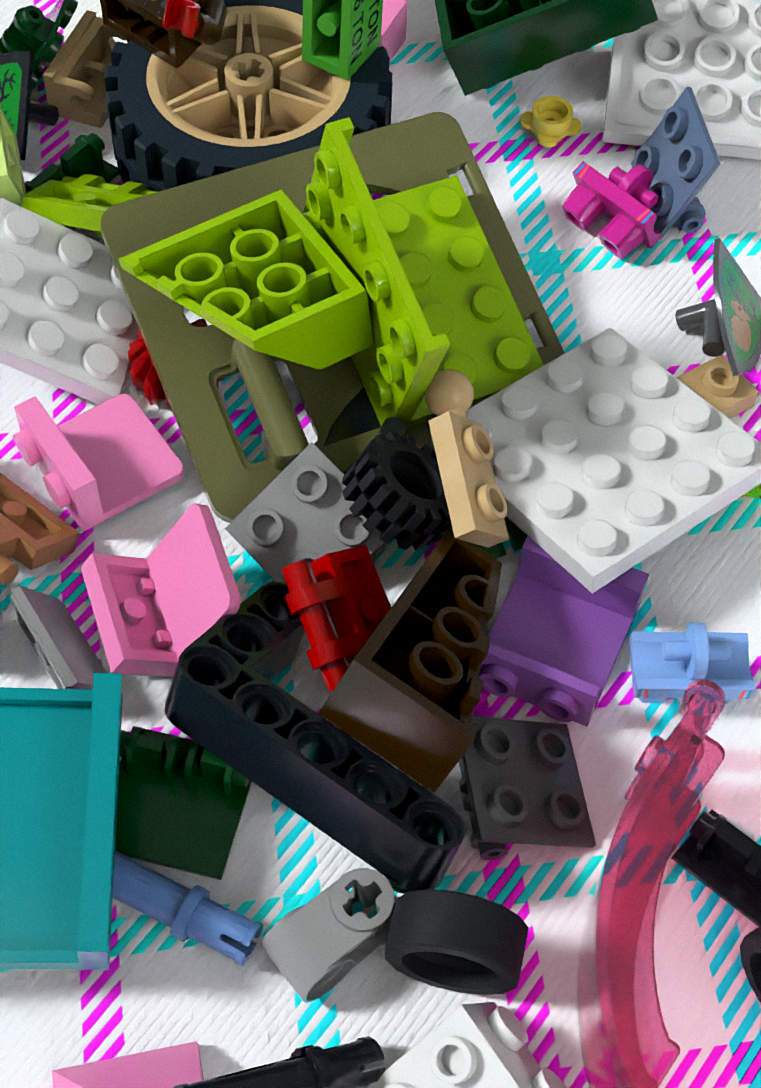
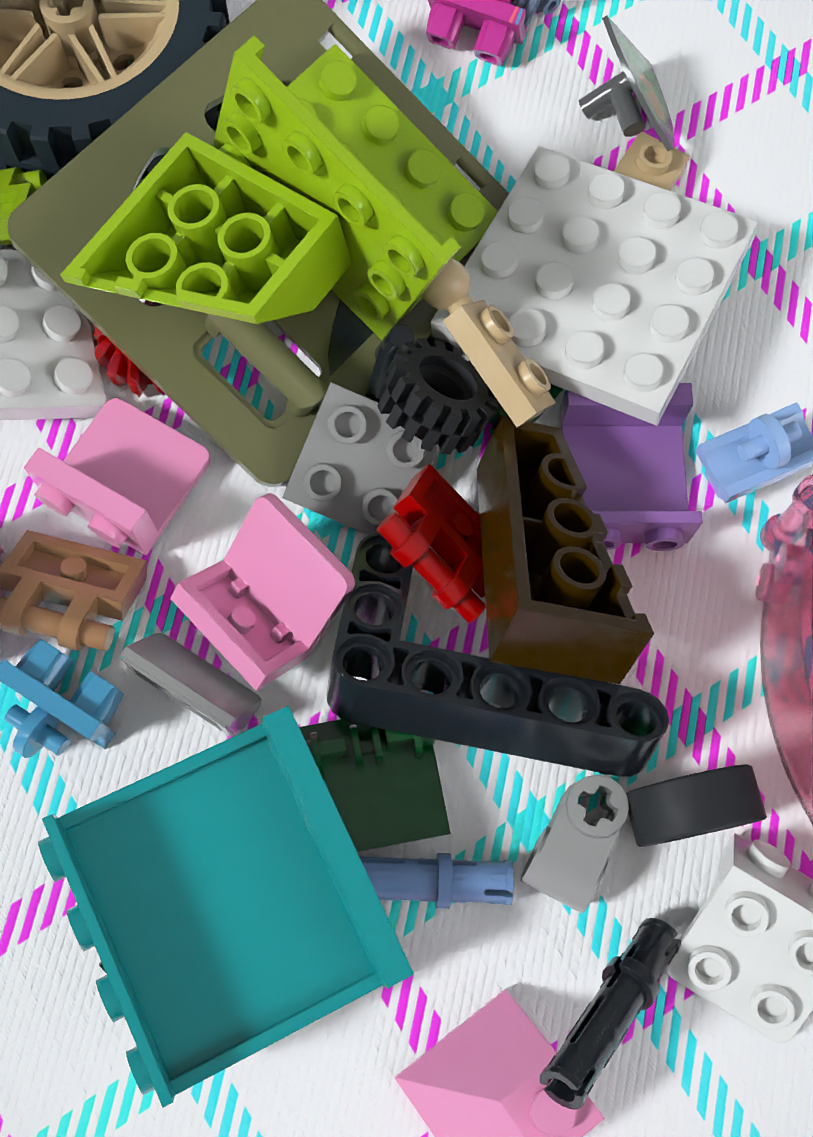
camera: 25 degrees left, 15 degrees up
(523, 787) = (689, 631): dark grey hinge -> none

